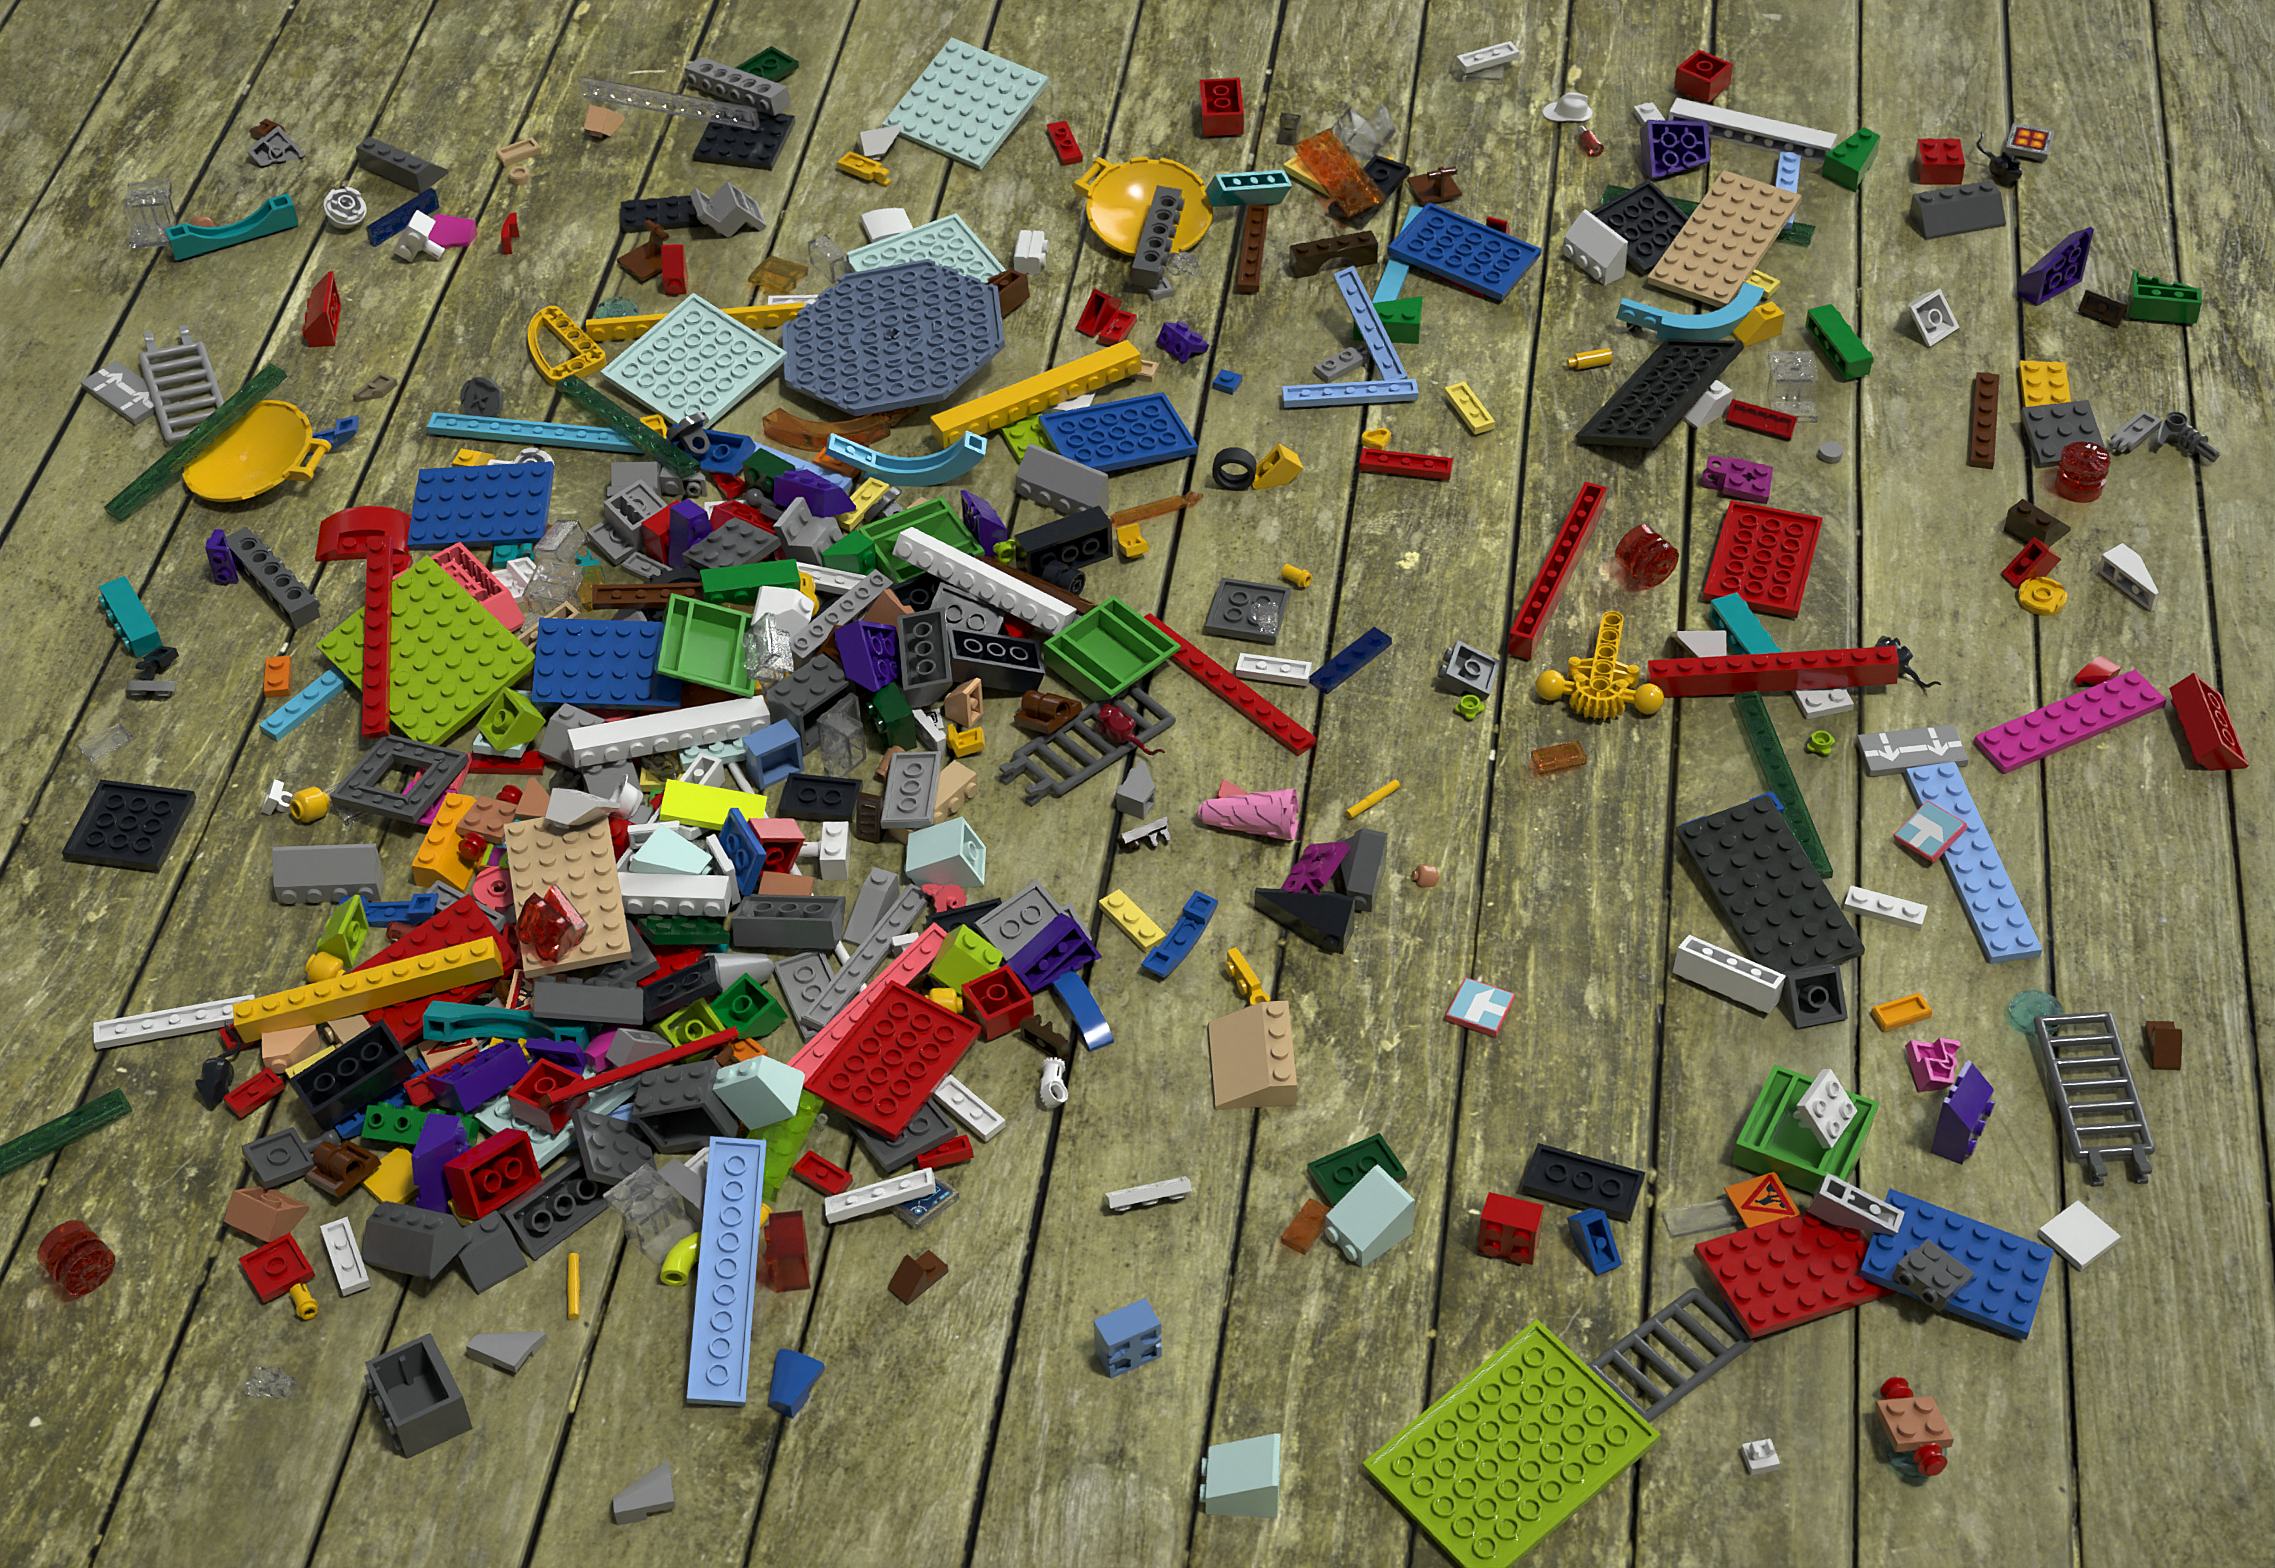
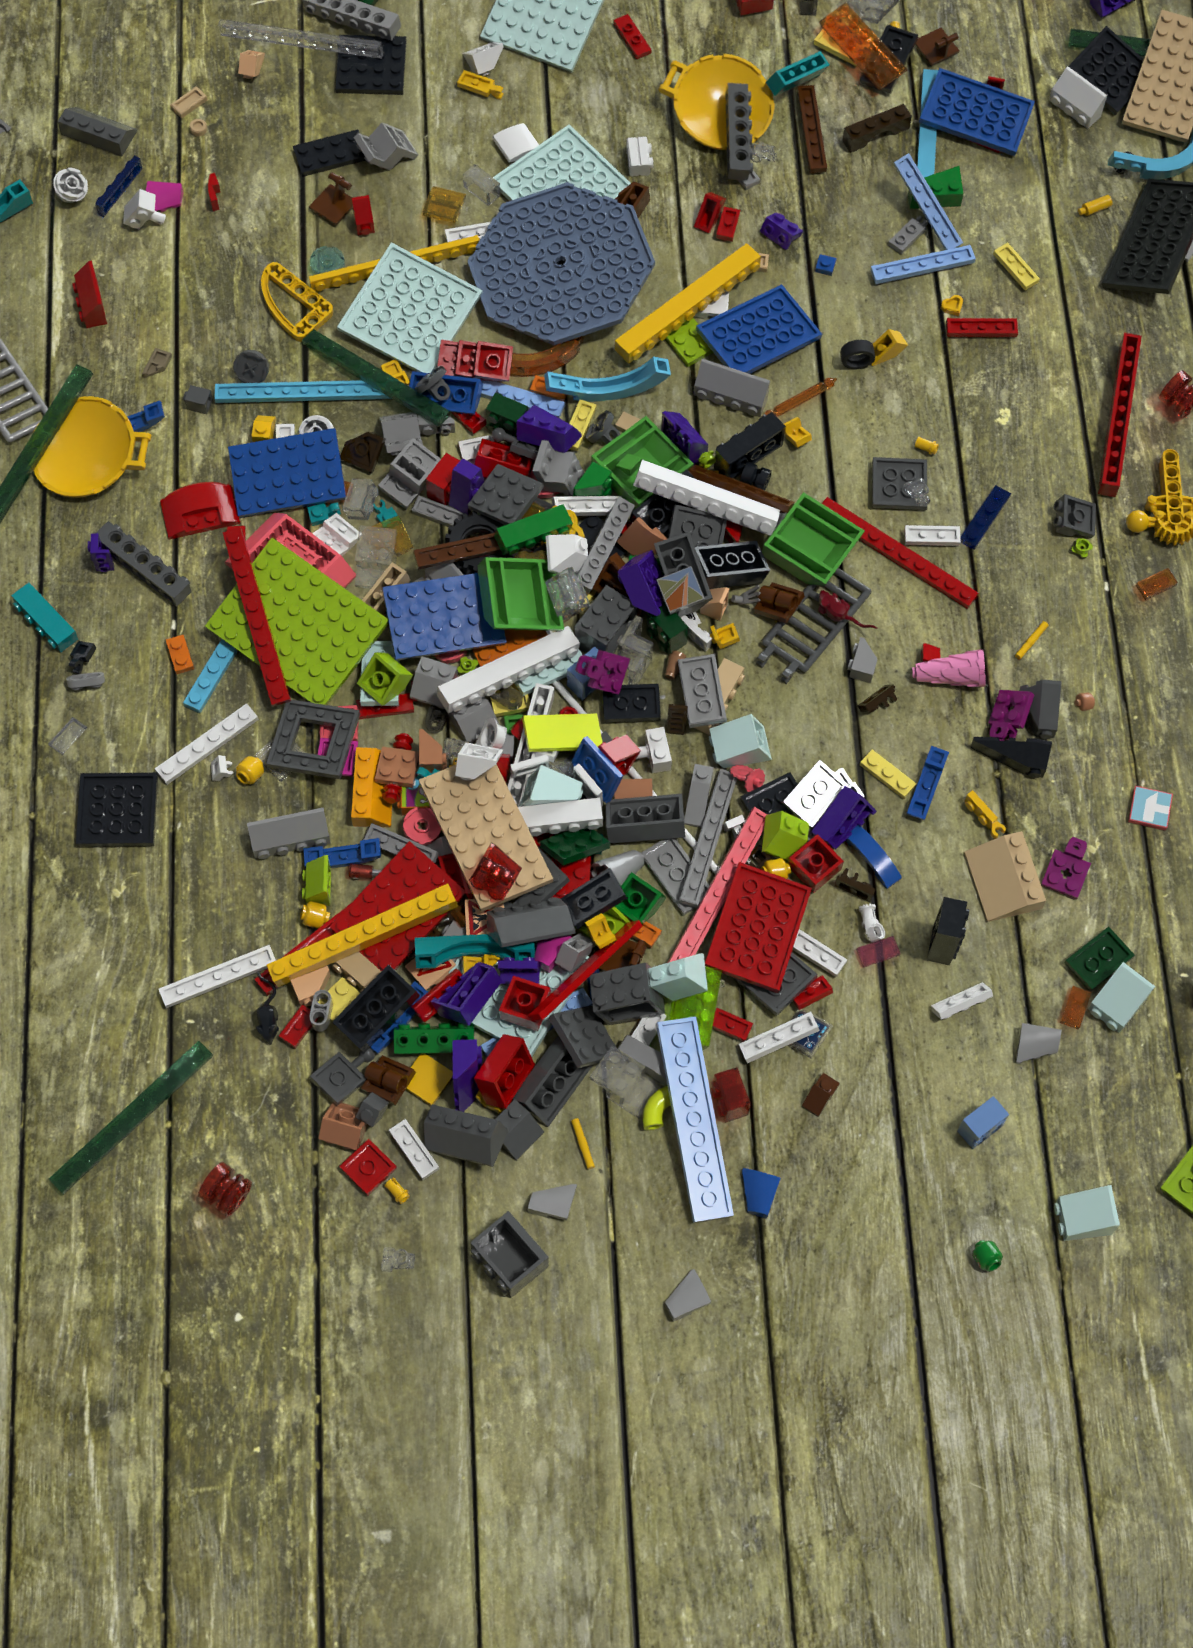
camera: 15 degrees left, 20 degrees up
(263, 774) = (206, 744): none -> white plate
(285, 1065) = (321, 1010): none -> light grey beam
(305, 1195) = (372, 1109): none -> dark grey brick
(408, 425) = (198, 399): none -> dark grey brick
(583, 496) = (363, 451): none -> dark brown plate
(675, 1025) = (600, 931): none -> yellow bracket
(762, 419) = (476, 360): none -> red slope
(778, 739) = (598, 667): none -> magenta plate
(913, 667) = (680, 590): none -> tile
(1010, 704) = (746, 596): none -> light grey piece
(1053, 1120) = (878, 951): none -> clear pink tile
(1085, 1509) = (987, 1255): none -> green head
(1143, 1093) = (948, 931): none -> black brick
(1239, 1258) = (1037, 1042): none -> light grey slope
(1353, 1050) = (1068, 860): none -> magenta plate

